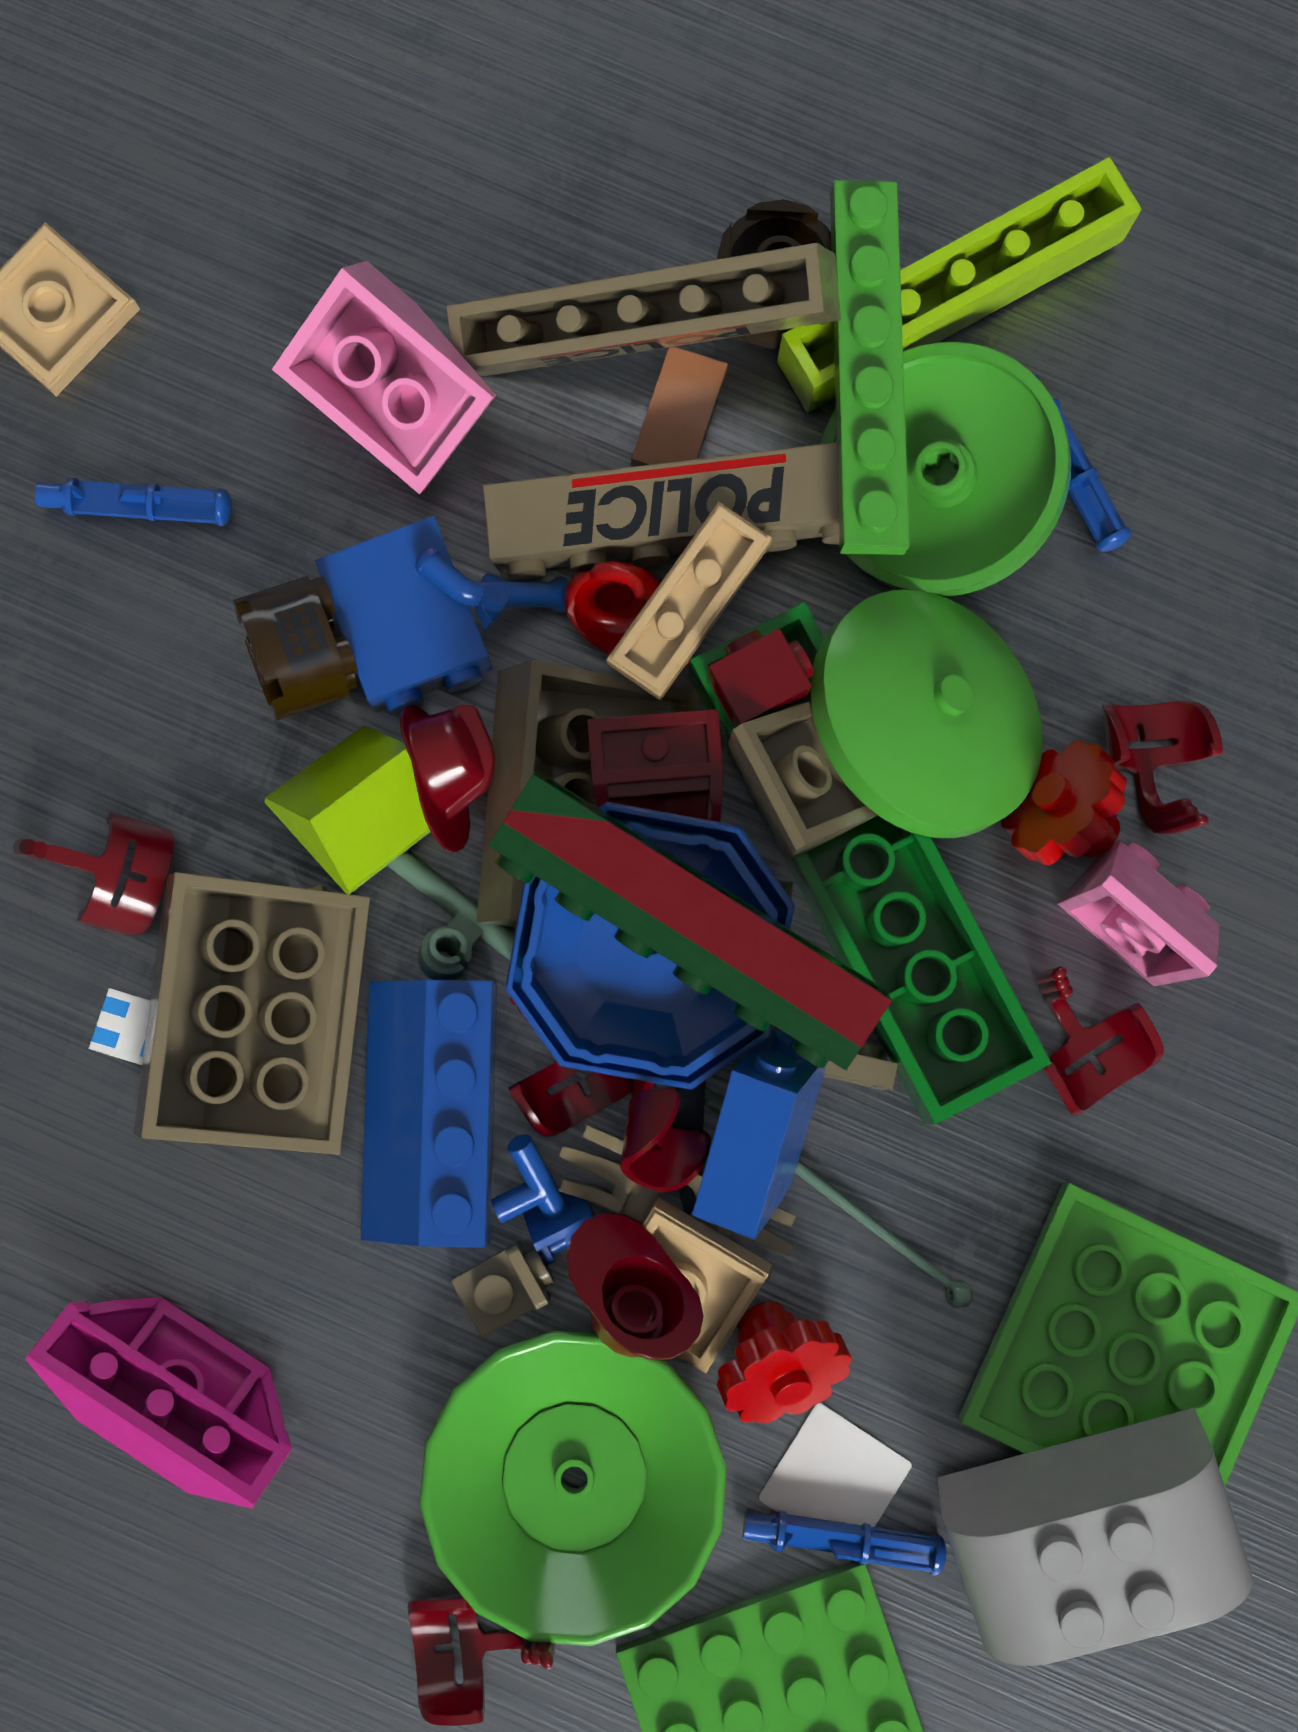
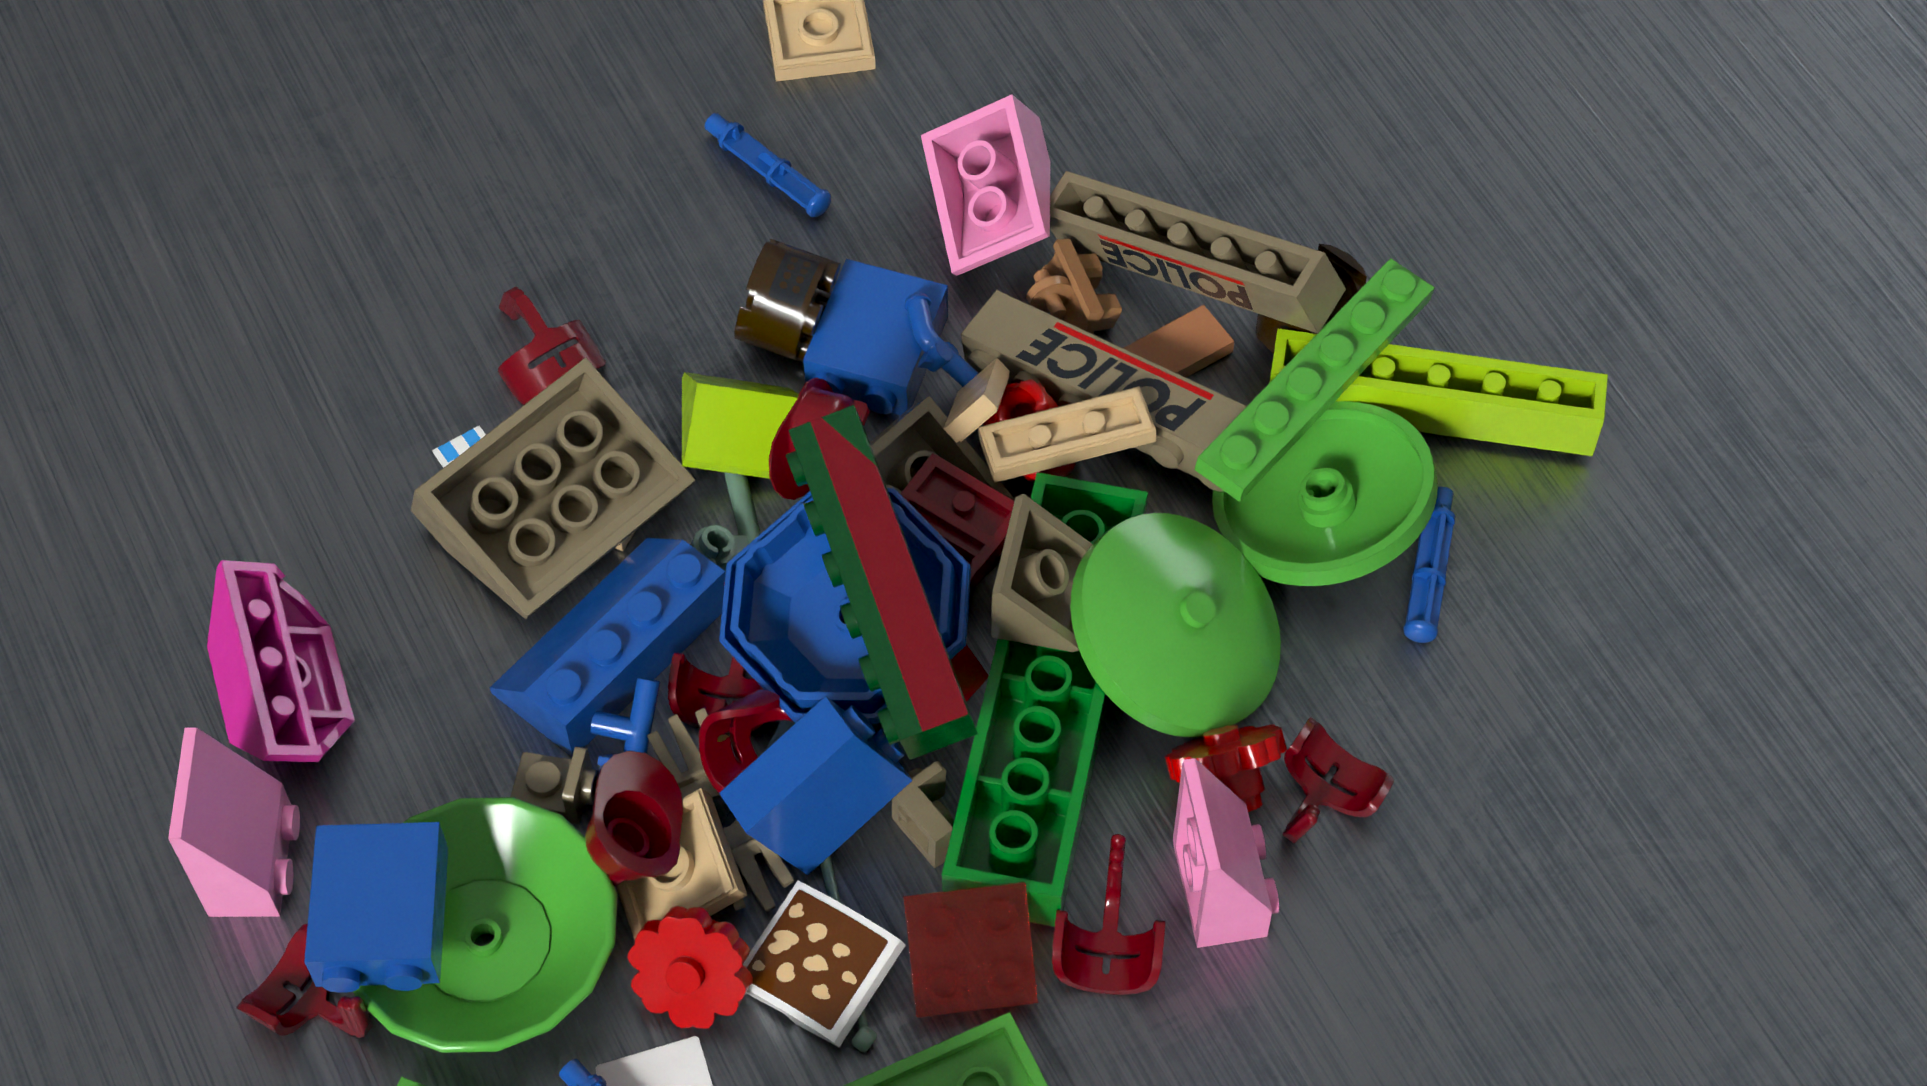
camera: 45 degrees right, 25 degrees down
(281, 1592) = (232, 830): none -> bright pink slope
(489, 1567) = (377, 906): none -> blue brick
(542, 430) = (1067, 290): none -> medium nougat hips
(573, 625) = (977, 401): none -> tan tile
(760, 676) = (1074, 496): dark red brick -> none
(876, 1267) = (820, 963): none -> slope
(1001, 1161) = (970, 949): none -> clear red hinge

